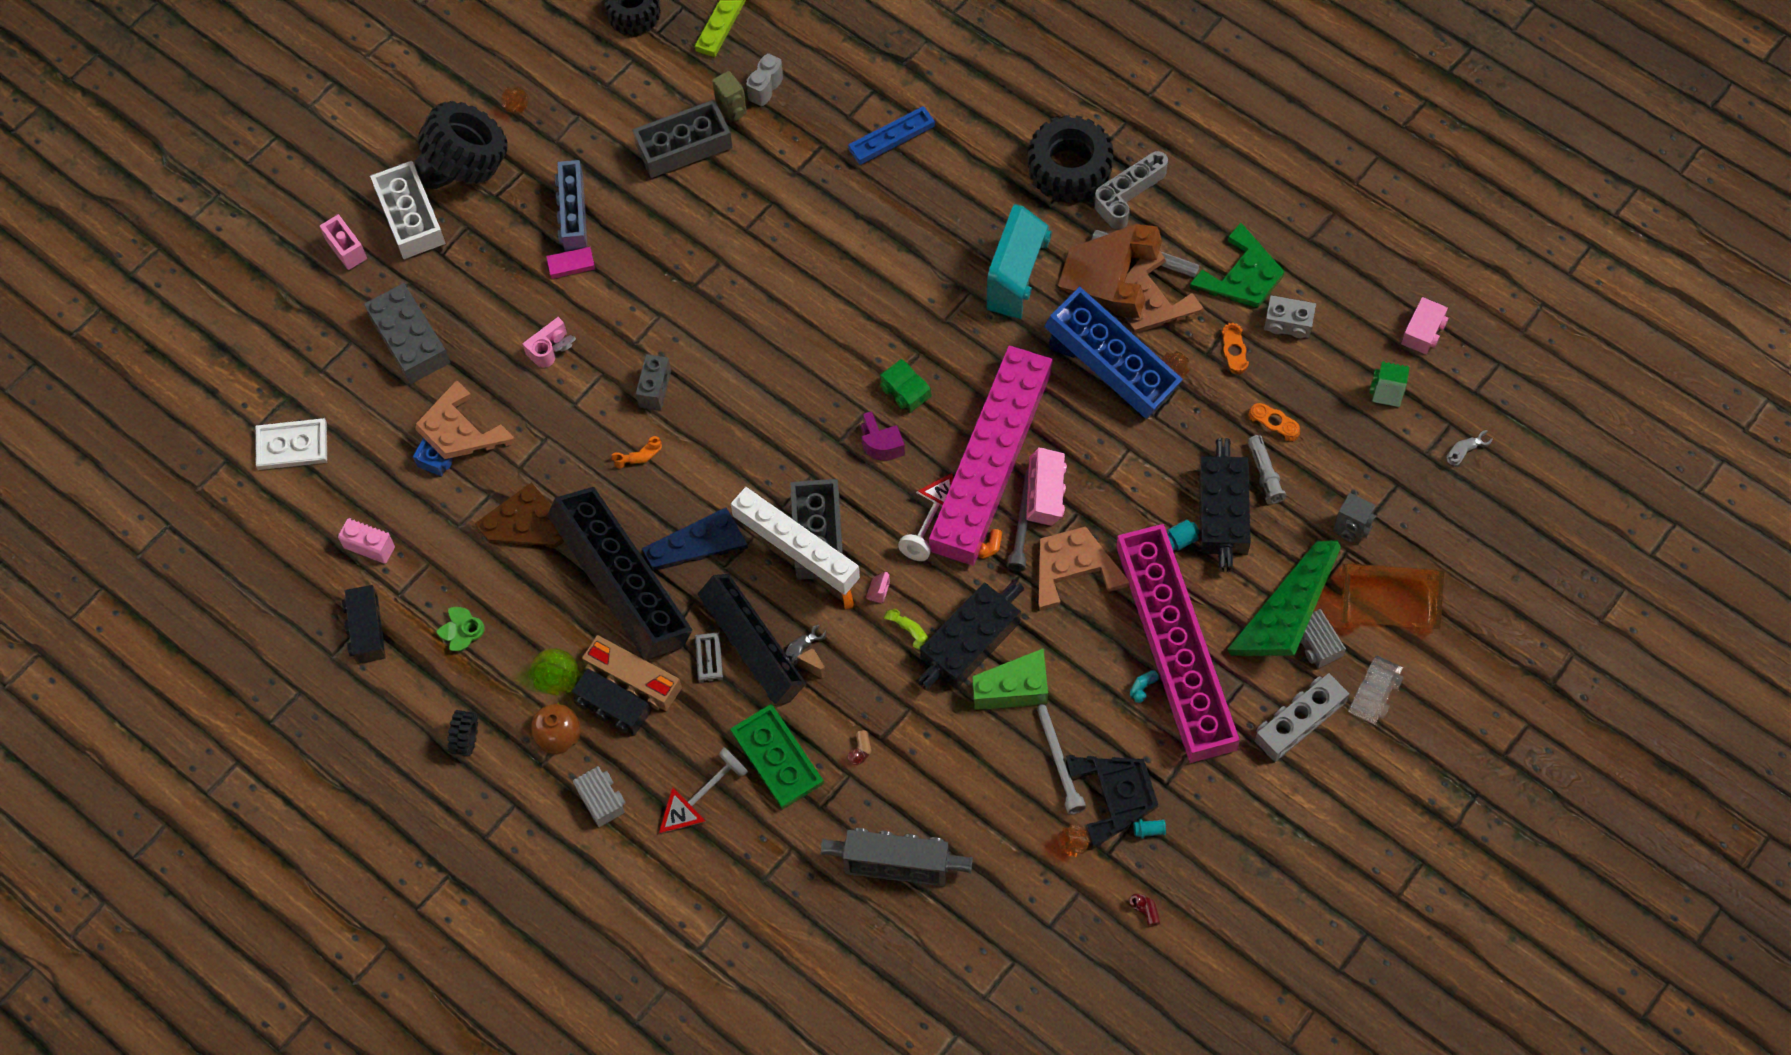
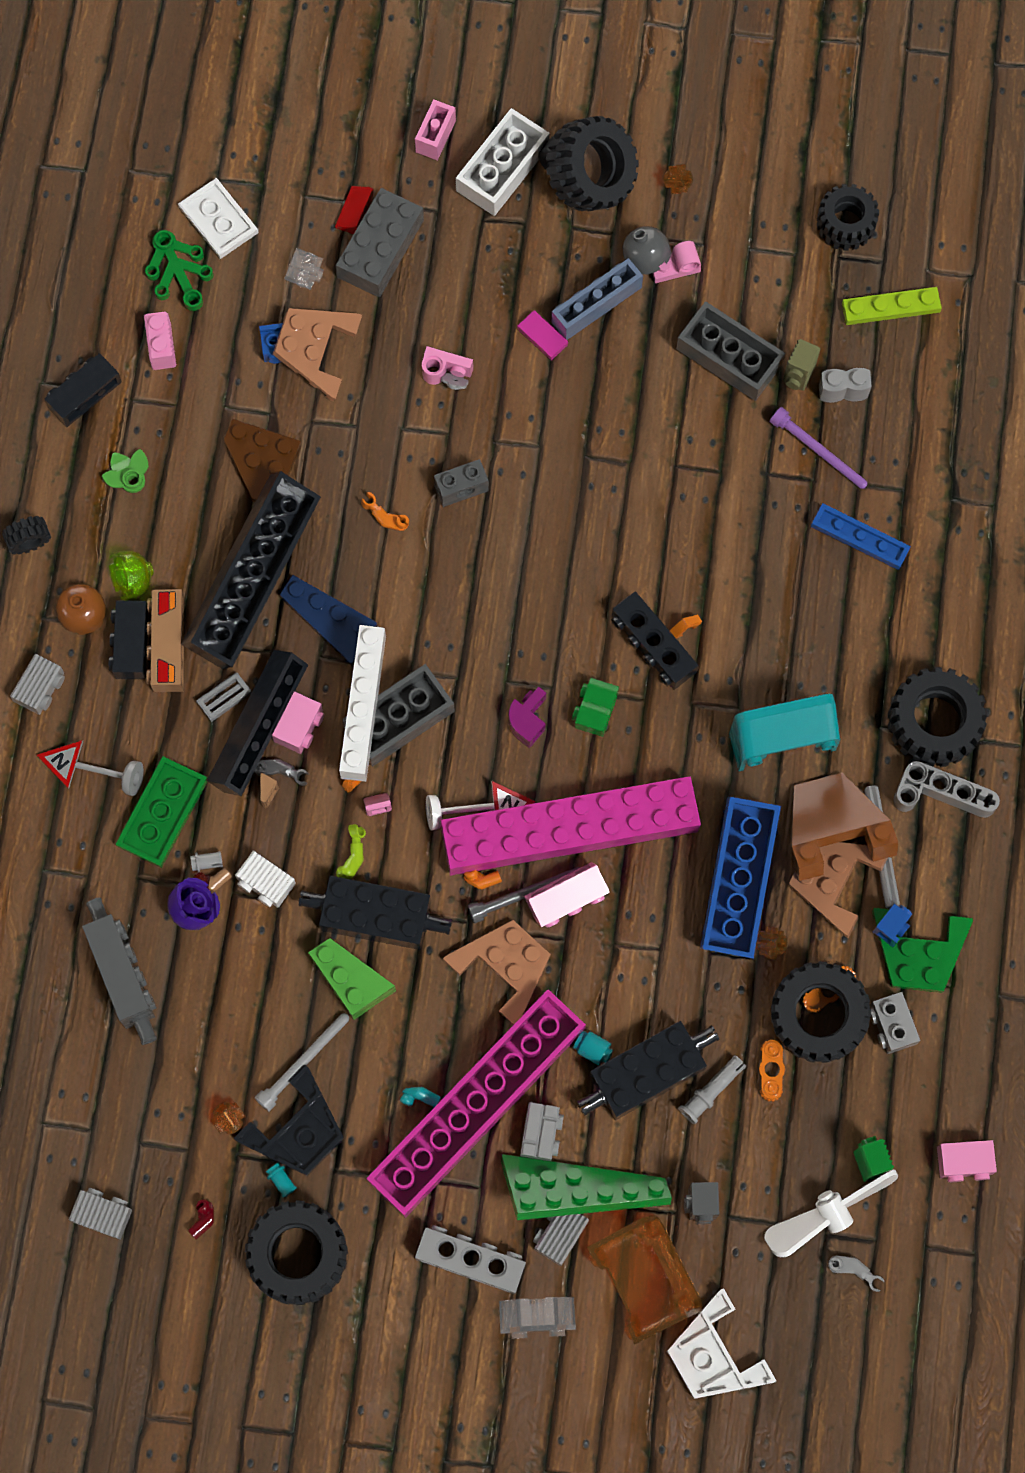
camera: 55 degrees right, 10 degrees up
(311, 496) = (177, 266): none -> green plant
(362, 339) = (354, 208): none -> red slope
(387, 399) = (304, 269): none -> clear brick
(556, 147) = (647, 249): none -> dark grey cylinder
(583, 135) = (682, 262): none -> bright pink plate
(760, 136) = (783, 420): none -> medium lavender piece
(772, 609) = (298, 723): none -> bright pink brick
(842, 743) = (206, 861): none -> light grey pin
(869, 310) = (636, 609): none -> black brick
(875, 771) = (193, 904): none -> dark purple cylinder
(881, 291) = (684, 624): none -> orange tile
(888, 705) = (264, 879): none -> white brick
(1094, 986) = (101, 1214): none -> light grey brick
(1214, 274) = (893, 924): none -> blue brick
(1227, 609) = (540, 1132): none -> light grey brick
(1227, 814) = (261, 1242): none -> black tyre
(1259, 331) = (850, 992): none -> black tyre
(1414, 467) = (830, 1213): none -> white piece
(1478, 589) = (706, 1362): none -> white wing

